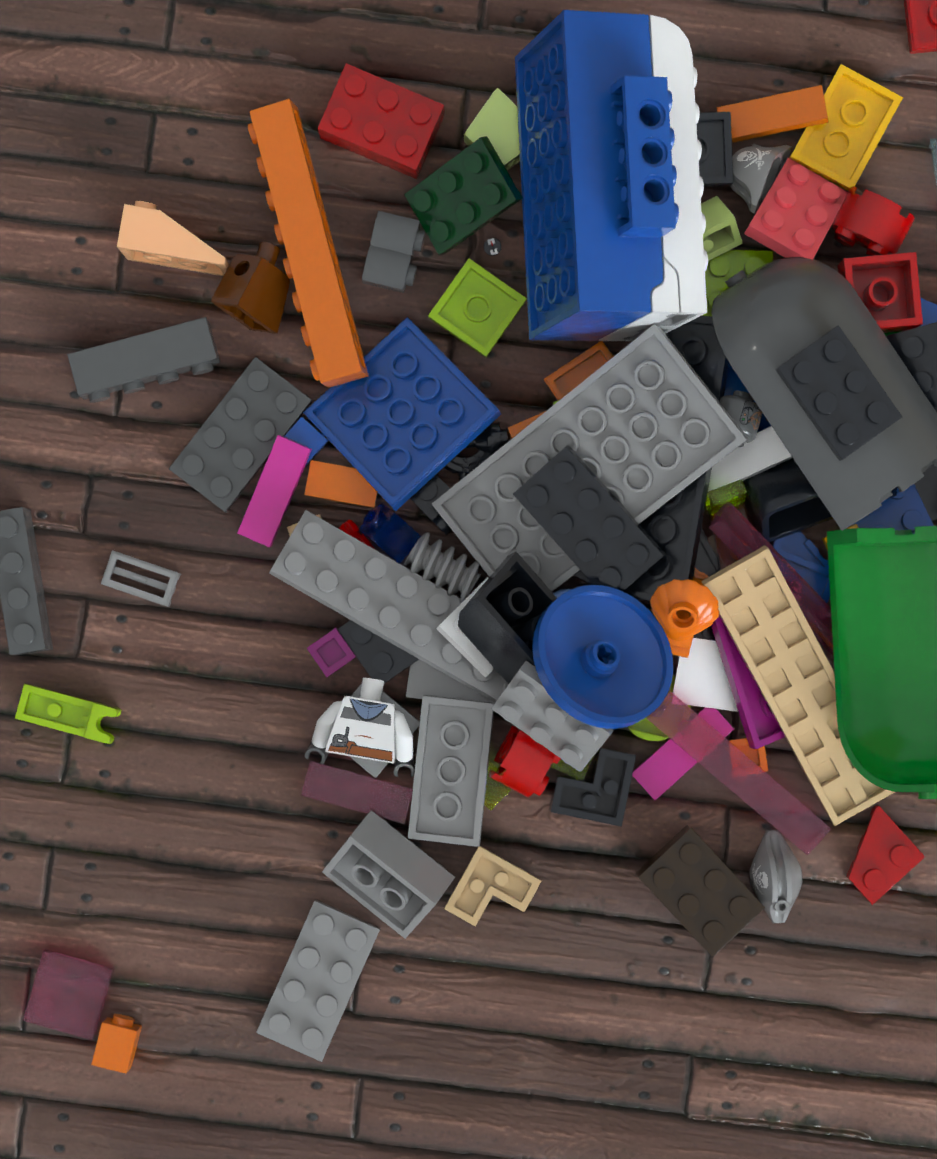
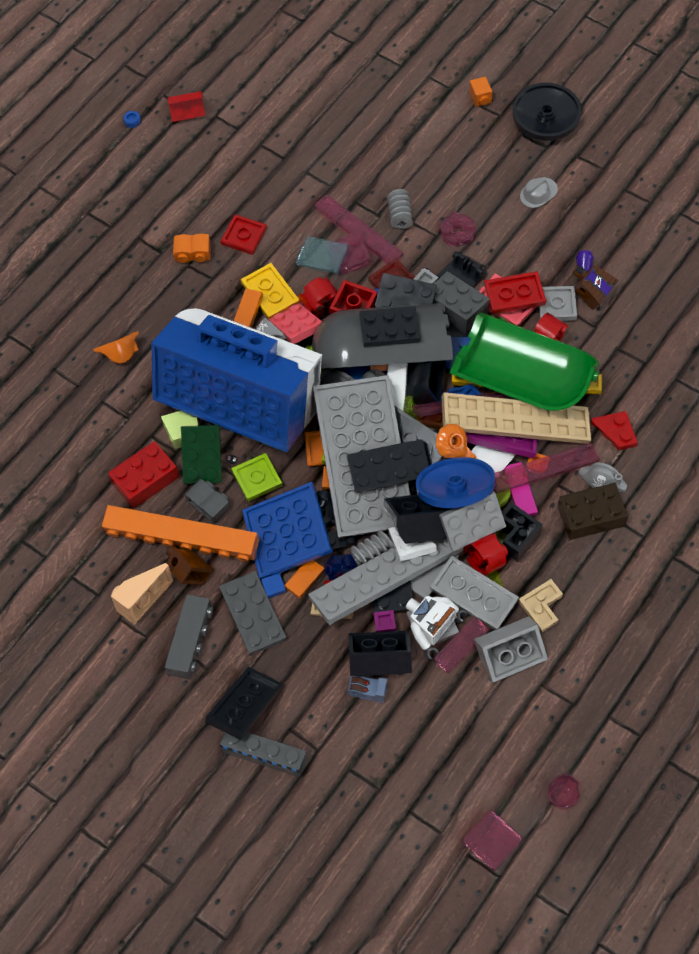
camera: 55 degrees left, 25 degrees down
(65, 713) = (344, 764): lime plate -> none
(72, 512) = (244, 703): none -> black plate
(117, 1043) = (531, 825): orange brick -> none
(168, 588) = (283, 707): light grey tile -> none
(192, 1068) = (563, 791): none -> clear pink hair
(206, 684) = (368, 688): none -> sand blue leg
(264, 677) = (380, 653): none -> black brick
(274, 491) = (289, 608): dark pink tile -> none
(318, 980) = (548, 711): light grey plate -> none

